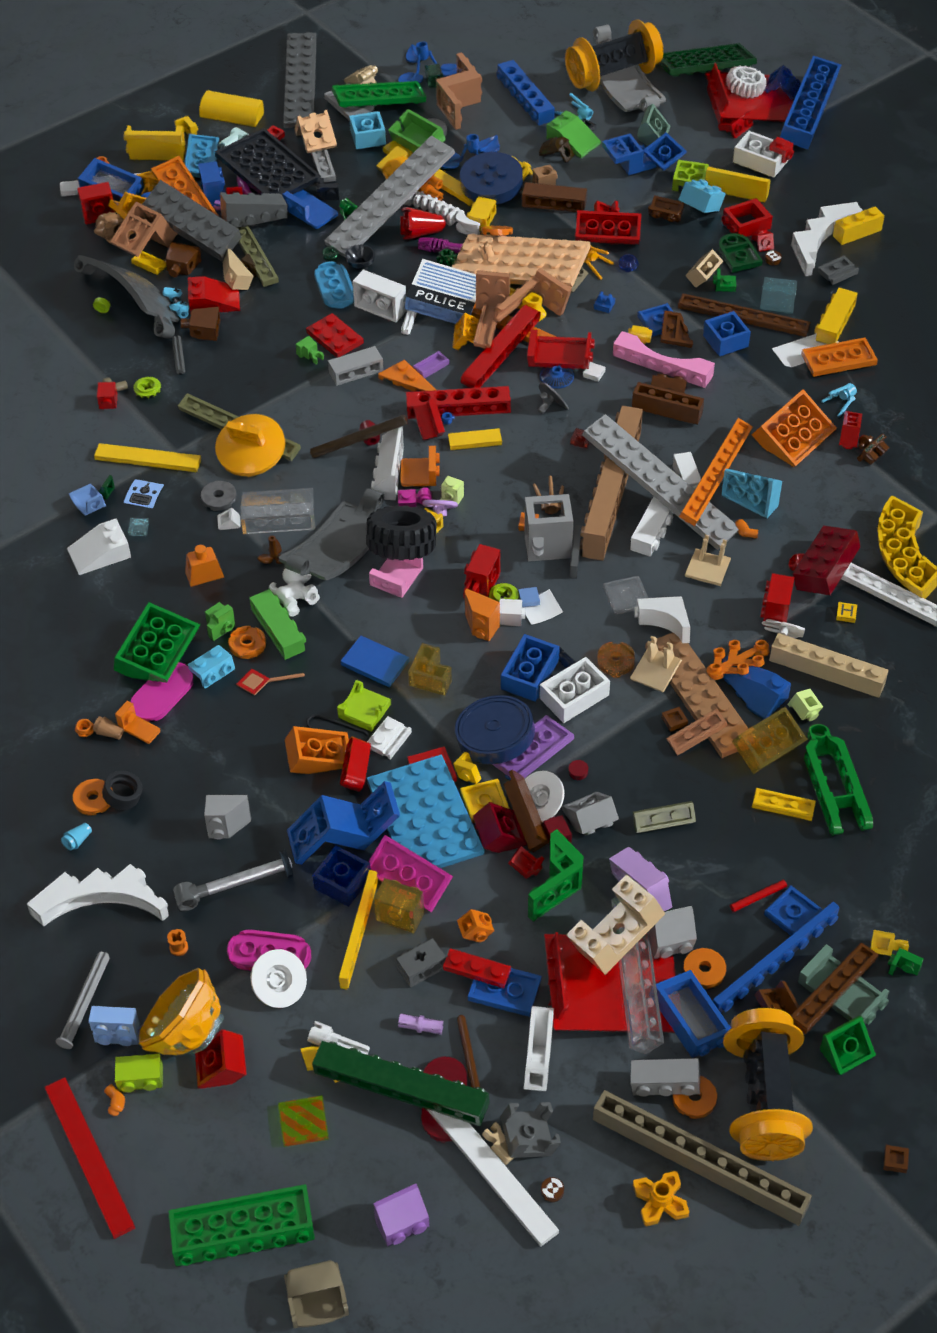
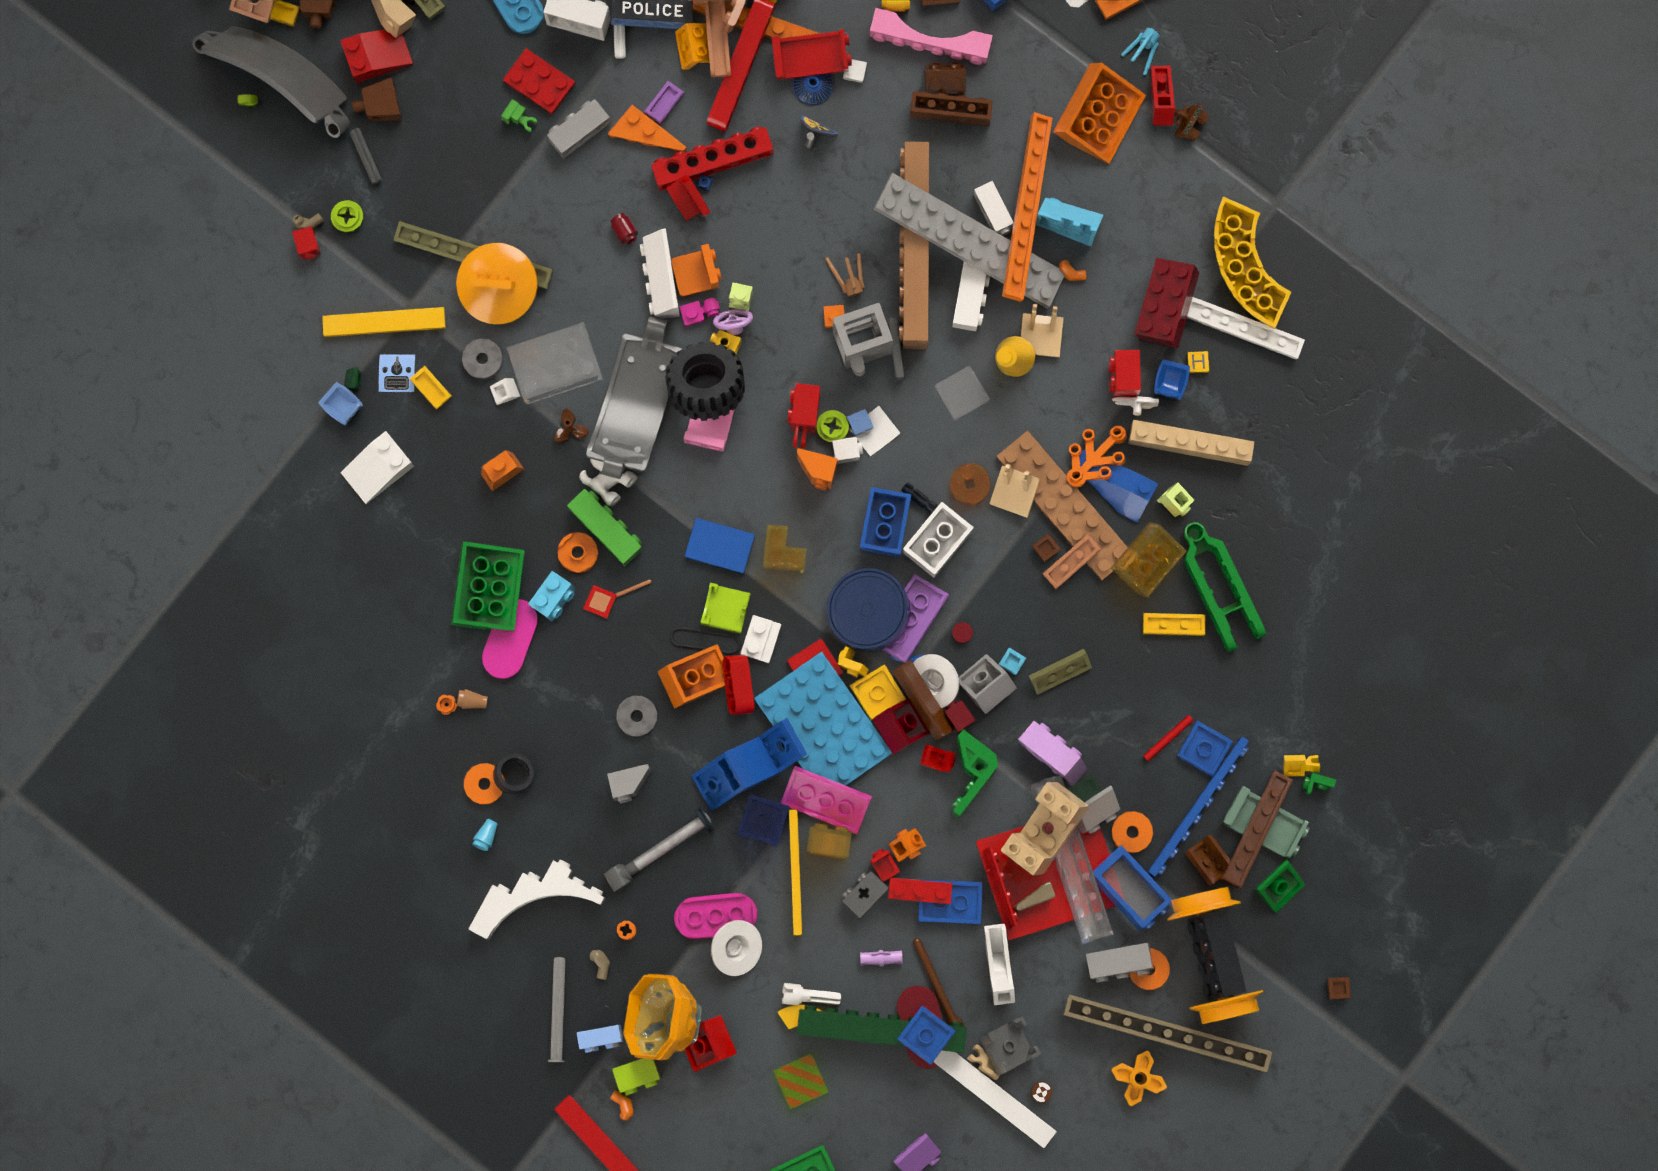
camera: 15 degrees left, 30 degrees up
(135, 725) = (501, 689): orange bracket -> none
(138, 526) = (408, 424): clear light blue tile -> none
(144, 967) = (602, 963): none -> dark tan arm
(167, 506) = (430, 387): none -> yellow tile
(175, 295) = (344, 81): medium azure piece -> none
(219, 620) = (542, 535): bright green brick -> none
(250, 764) = (632, 704): none -> flat silver tile
(358, 436) = (618, 249): dark brown axle -> none
(444, 1089) = (926, 1035): none -> blue tile
(447, 937) = (884, 865): none -> red bracket
(474, 439) = (744, 207): yellow tile -> none
(579, 440) = (863, 177): clear red plate -> none
(592, 994) = (1040, 895): none -> dark tan slope
(622, 802) = (1012, 661): none -> medium azure tile
(664, 613) = (1011, 415): white arch -> none
(678, 571) = (1015, 356): none -> yellow cone
(794, 560) = (1134, 305): red animal -> none
(820, 616) = (1171, 379): none -> blue piece

